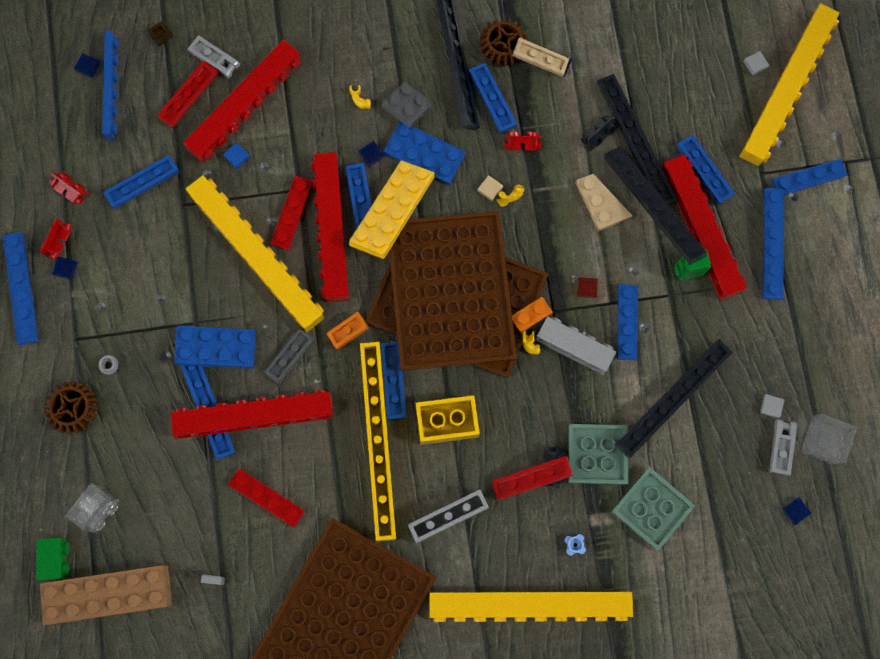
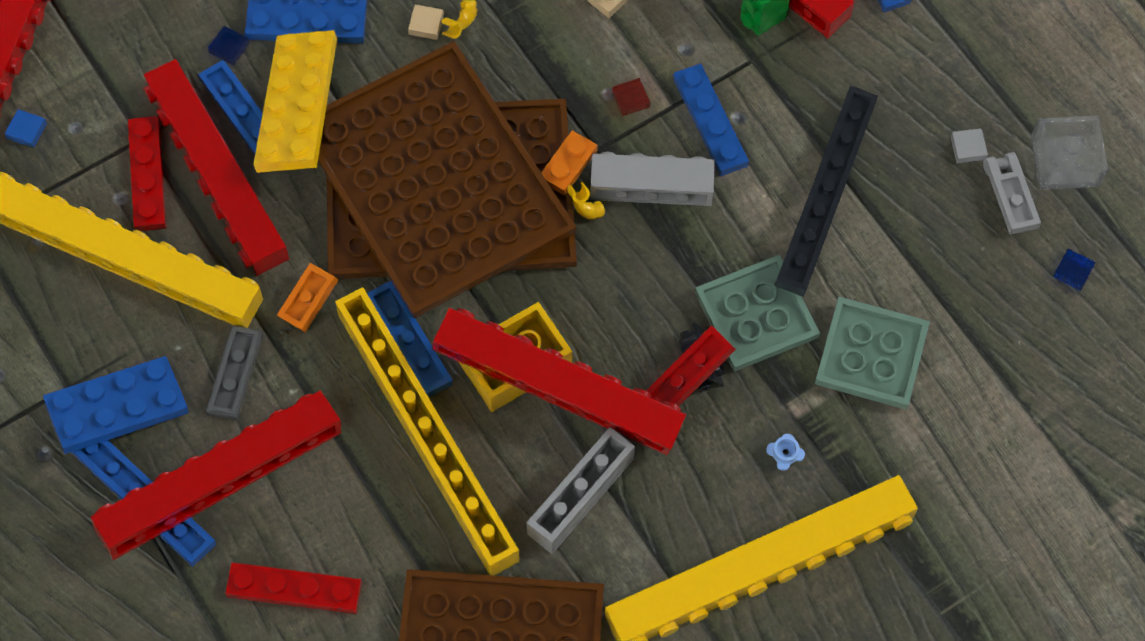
camera: 20 degrees left, 10 degrees down
(462, 450) = (558, 380): none -> red brick

